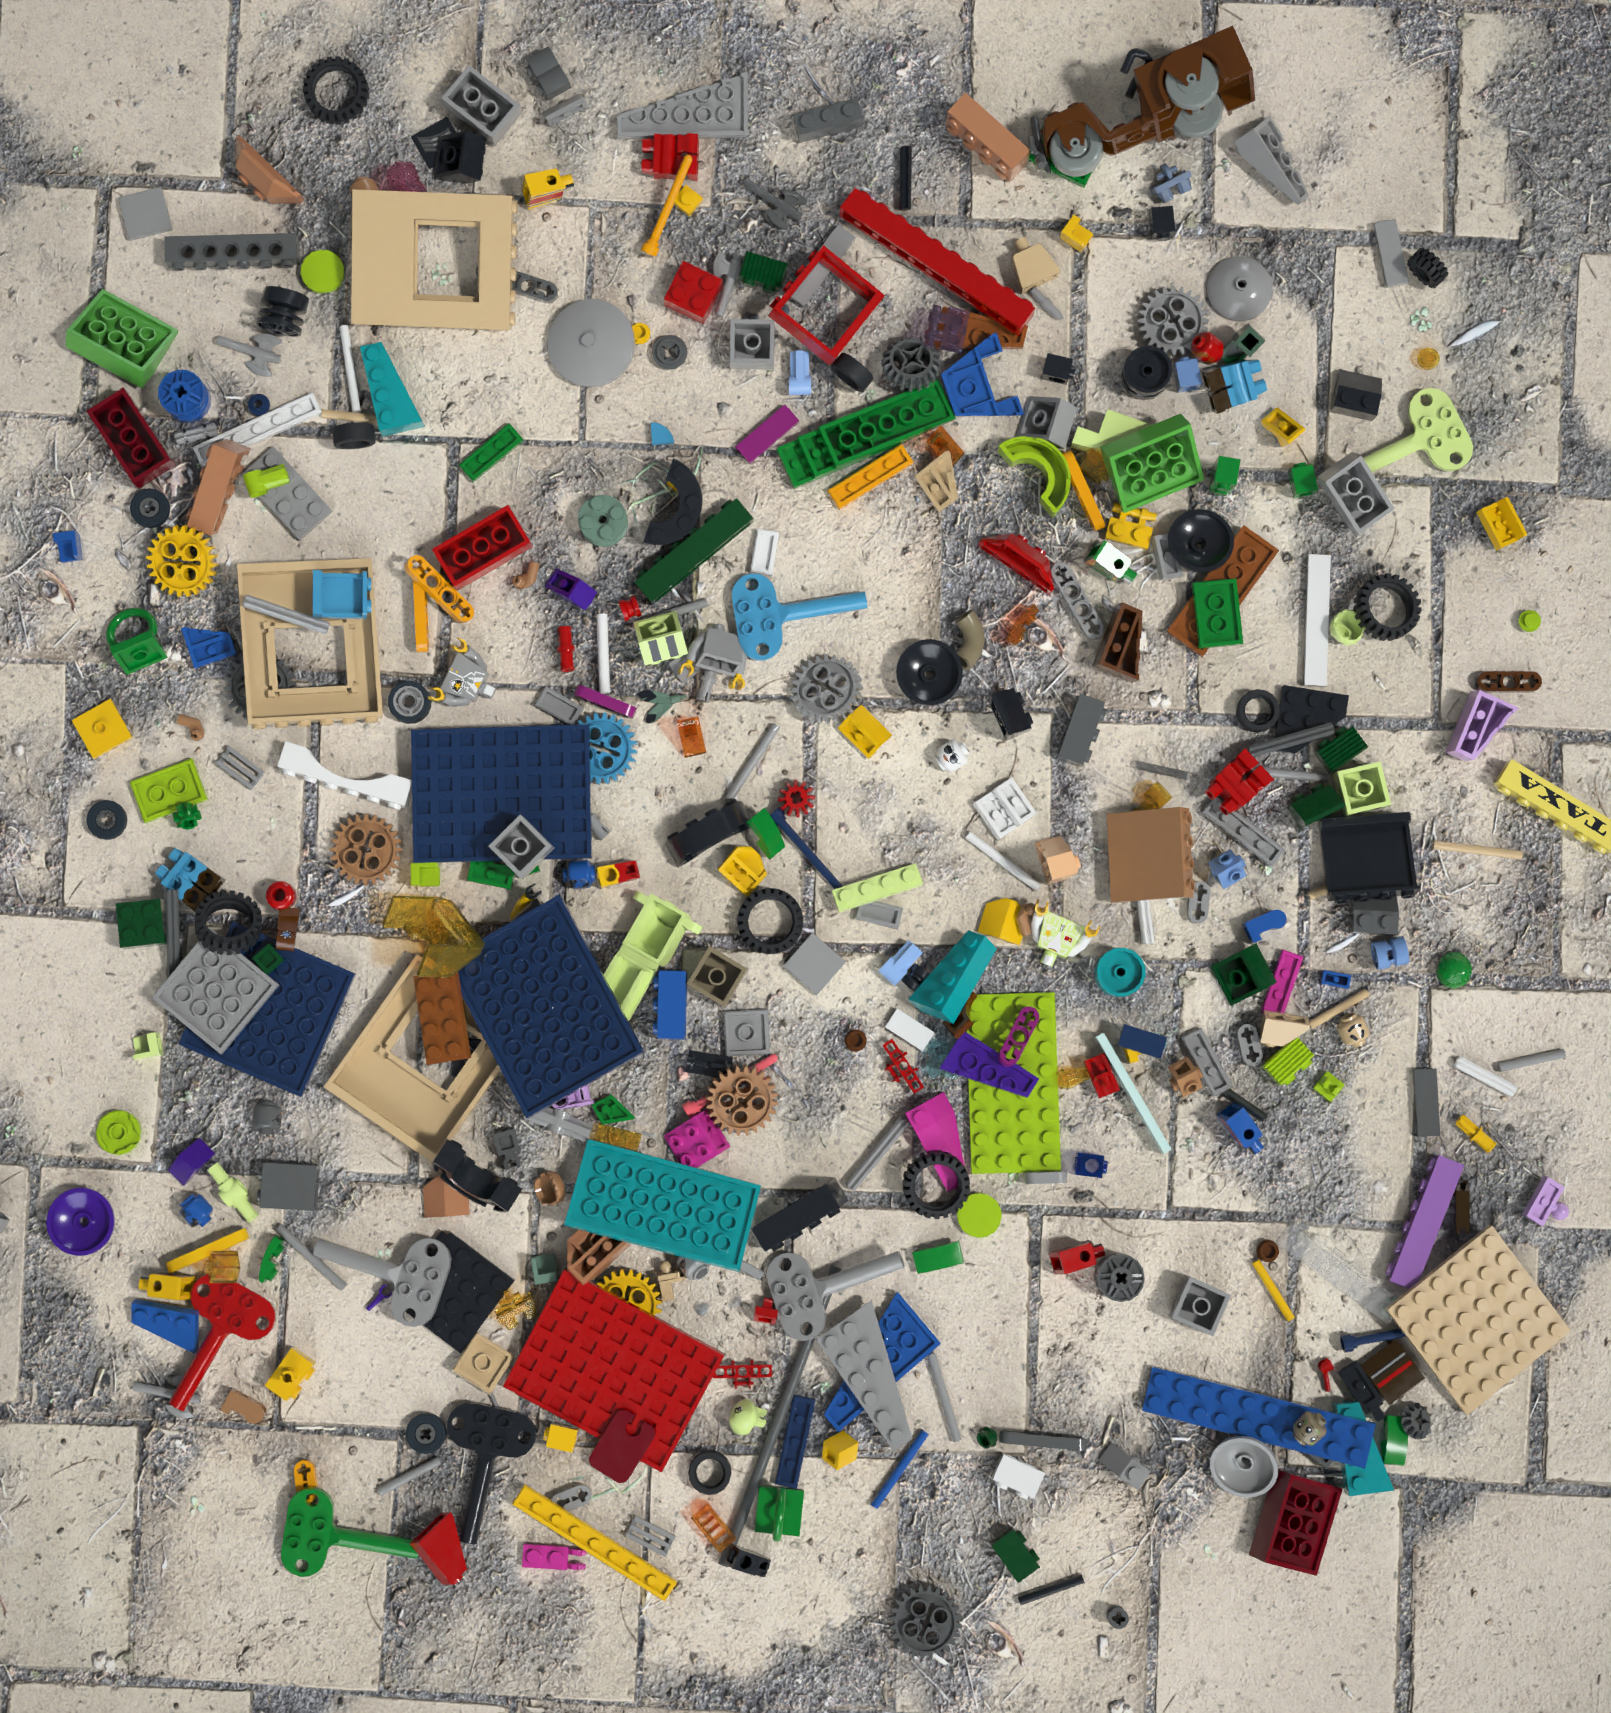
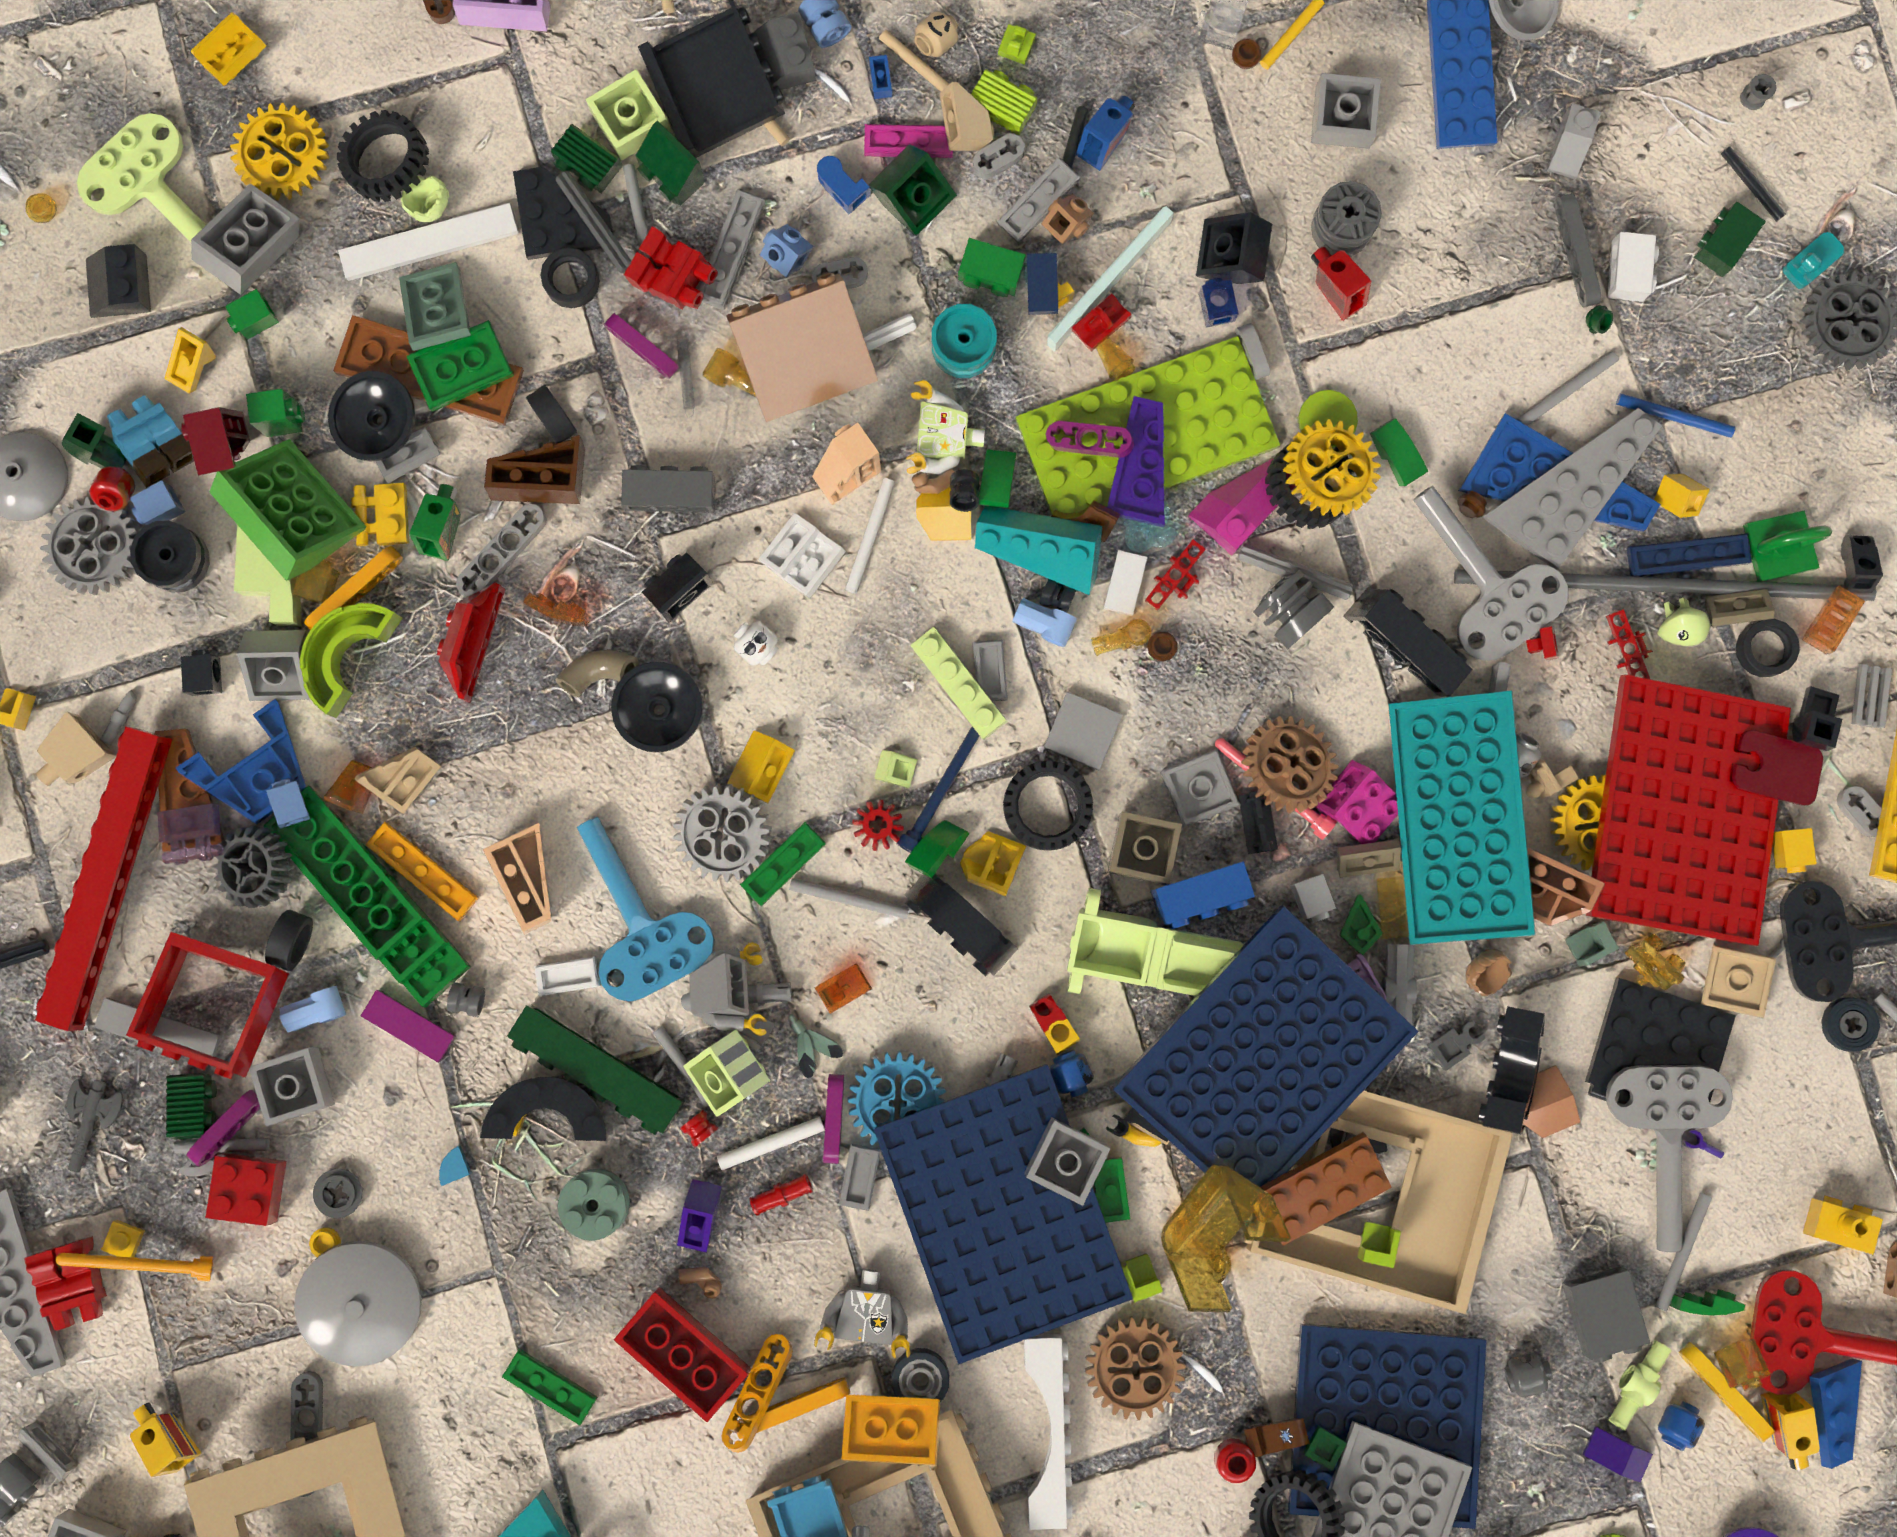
camera: 110 degrees left, 0 degrees up
(384, 670) = (891, 1429): none -> light orange plate
(391, 1042) = (1379, 1244): none -> lime panel
(642, 1084) = (1313, 898): none -> white brick
(646, 1486) = (1816, 720): none -> black brick
(657, 1132) = (1368, 858): none -> dark tan plate
(739, 291) = (224, 1128): none -> magenta beam
(745, 1461) = (1739, 607): none -> dark tan plate
(771, 478) = (465, 999): none -> dark grey wheel
(791, 724) = (783, 864): none -> green tile
(832, 824) = (895, 768): none -> yellowish green slope
(843, 543) = (522, 876): none -> light nougat wedge
(850, 1139) = (1293, 608): none -> dark grey wheel
(870, 1011) = (1121, 638): none -> clear yellow pin
(883, 1296) = (1472, 504): none -> reddish brown plate
(922, 1205) = (1315, 444): none -> yellow gear
(946, 400) = (287, 803): none -> medium blue brick
(980, 1613) = (1813, 260): none -> teal piece
(1012, 936) = (964, 490): none -> black wheel
(1013, 963) = (997, 478): none -> green slope
(1125, 1190) = (1234, 248): none -> black slope
(1161, 665) = (551, 414): none -> black tyre
(1167, 1011) = (991, 268): none -> green brick
(1191, 745) = (641, 346): none -> magenta beam
(1215, 428) = (215, 438): none -> dark red wedge
(1265, 609) = (434, 306): none -> sand green plate
(1403, 521) = (296, 129): none -> yellow gear

